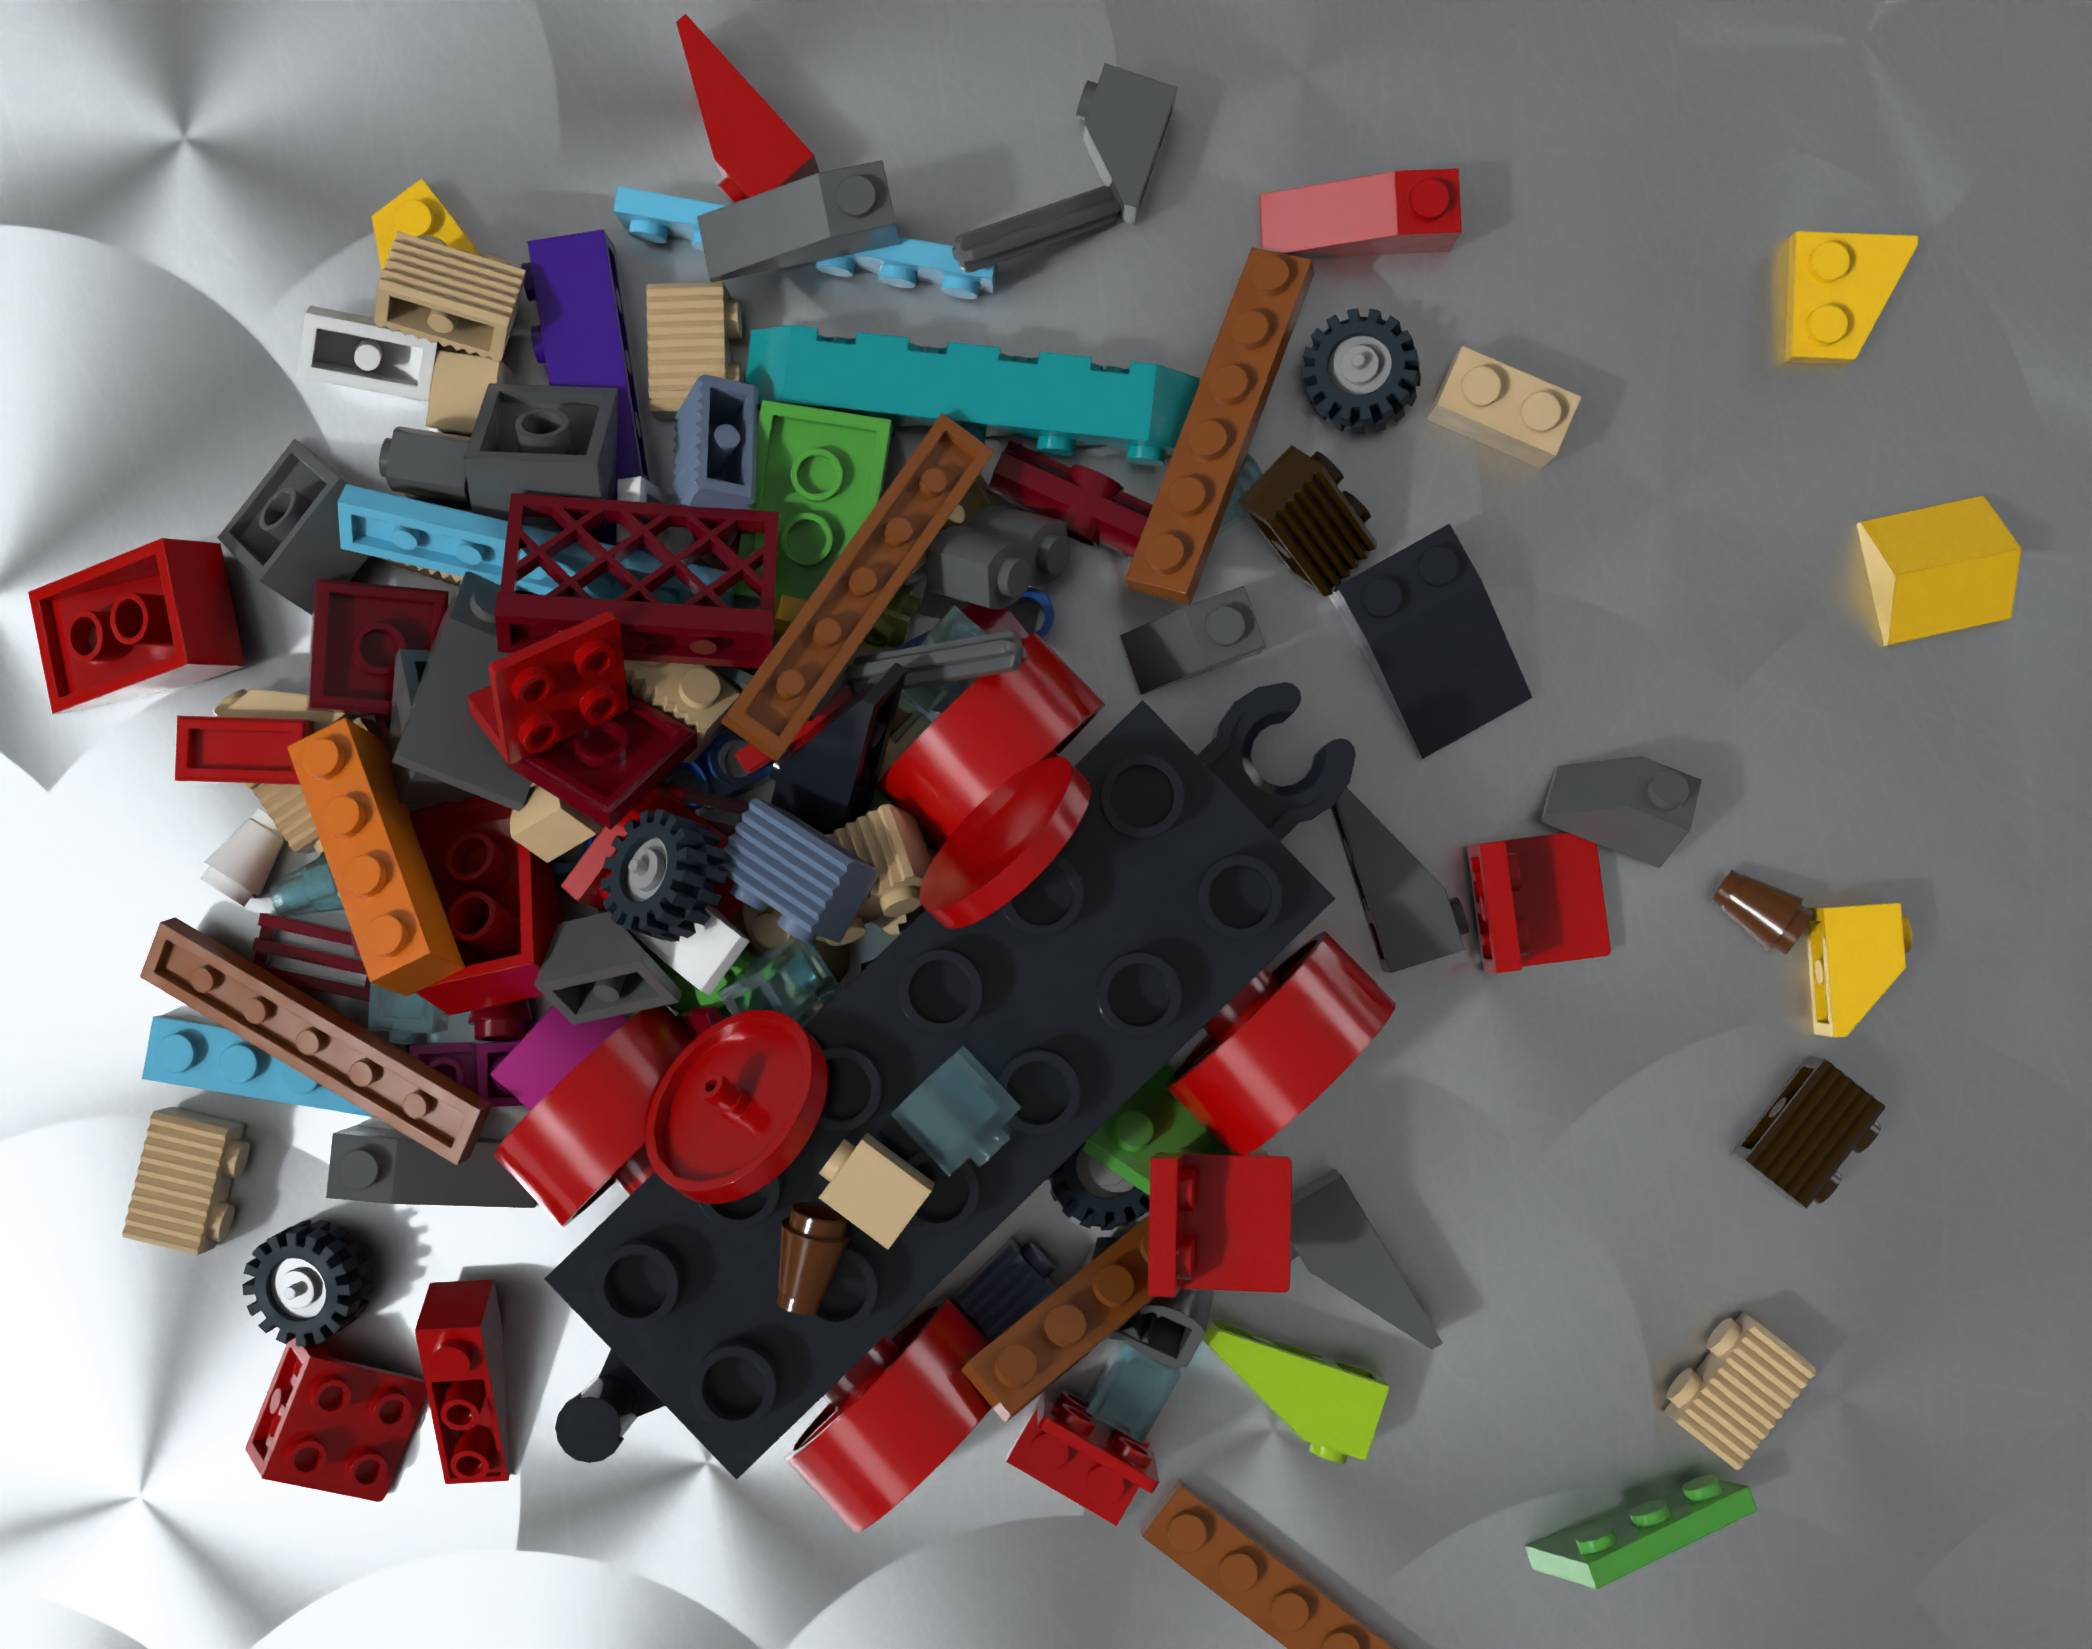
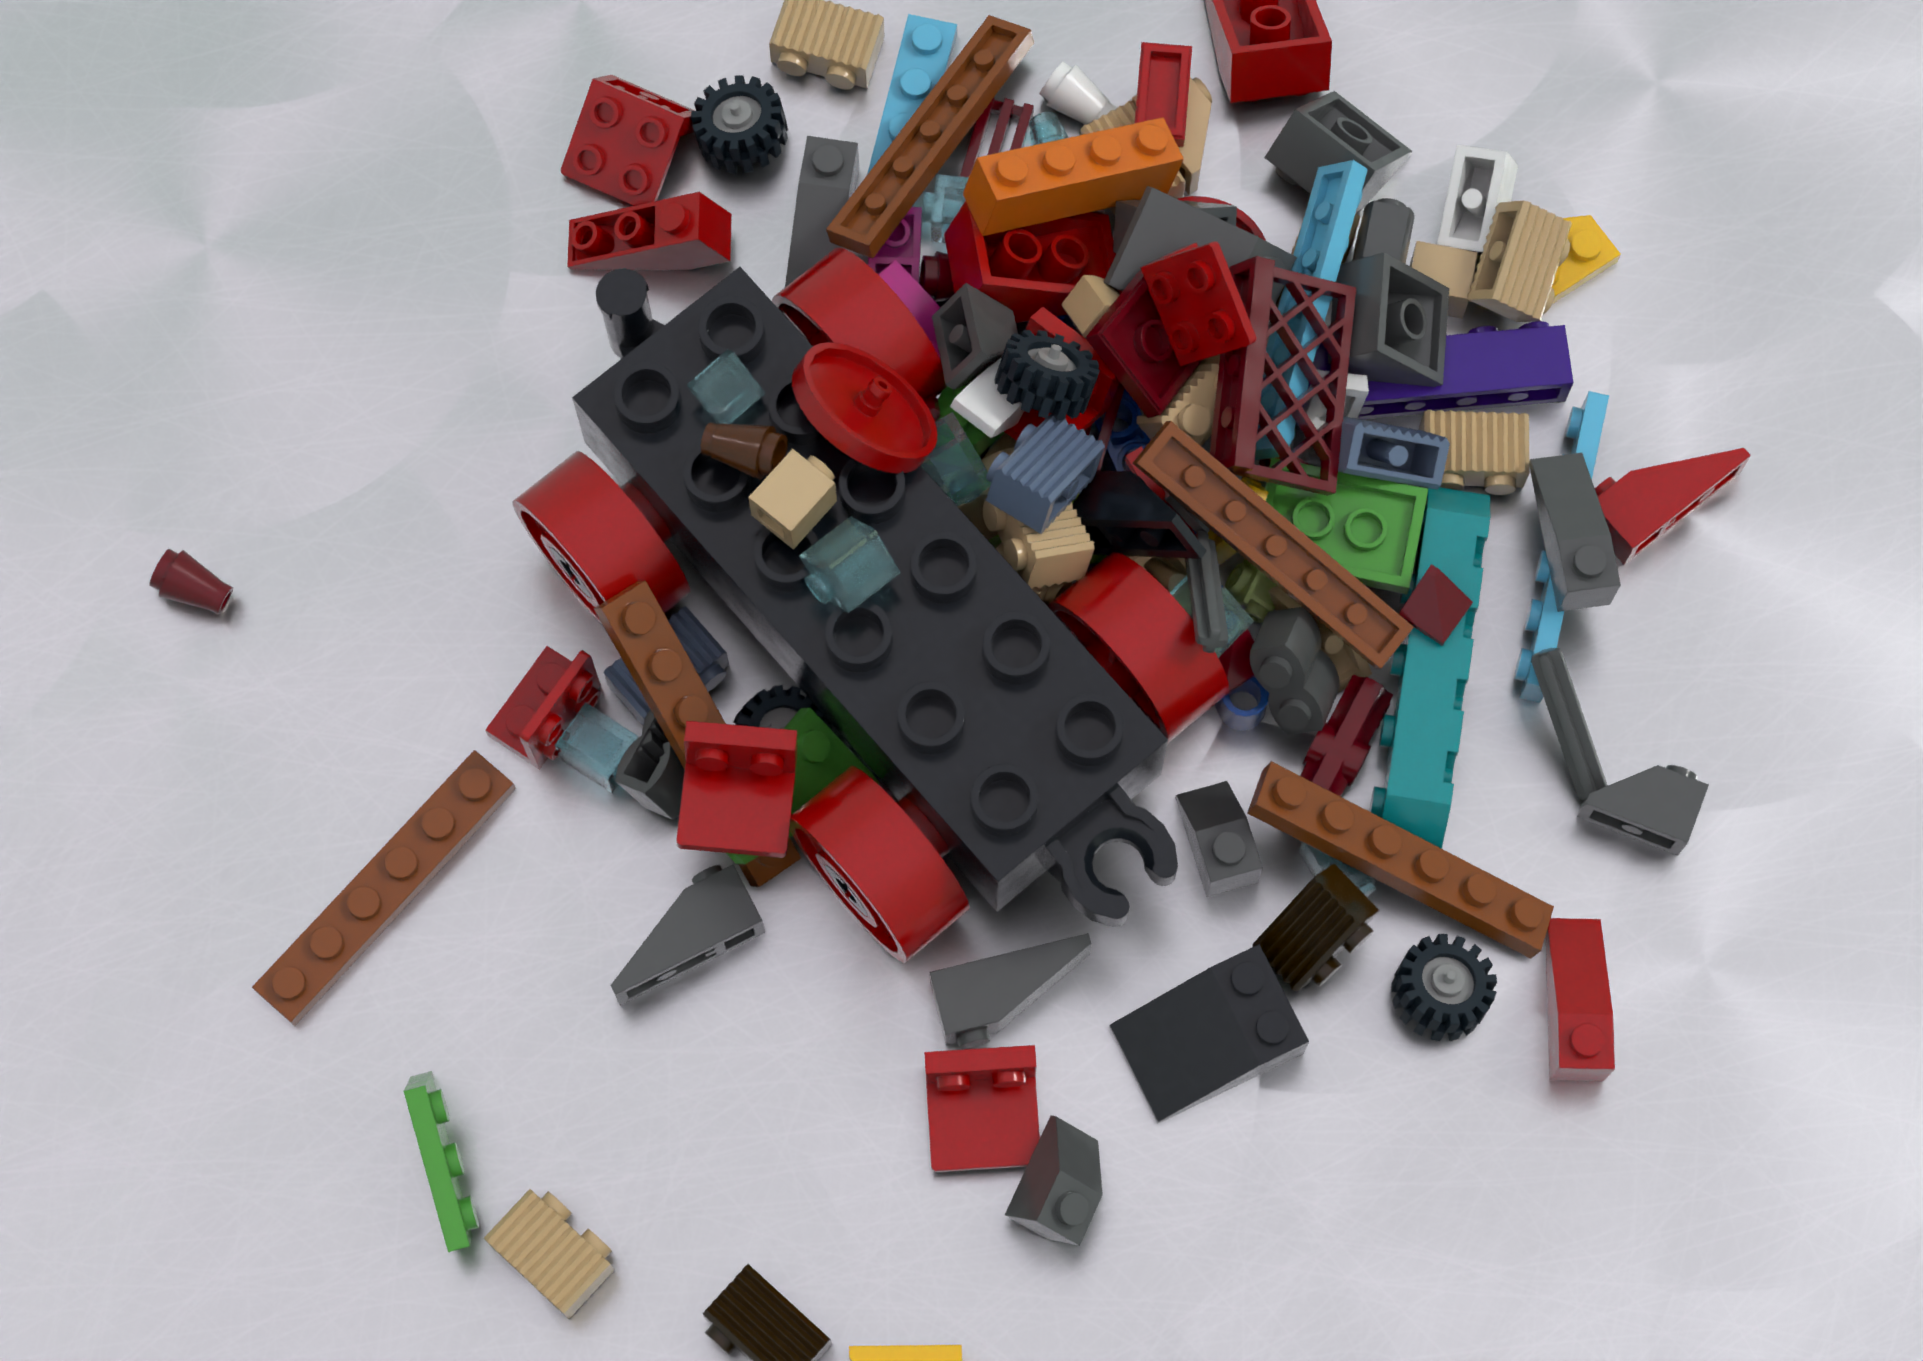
camera: 90 degrees right, 15 degrees down
(358, 637) = (1247, 177): dark red tile -> none
(723, 1286) = (726, 388): none -> clear light blue tile
(913, 387) = (1436, 606): none -> dark red slope
(1005, 843) = (1058, 612): red piece -> none
(1316, 1395) = (582, 888): lime slope -> none
(1503, 407) = (1409, 1104): tan brick -> none
(1763, 911) = (960, 1306): reddish brown cone -> none

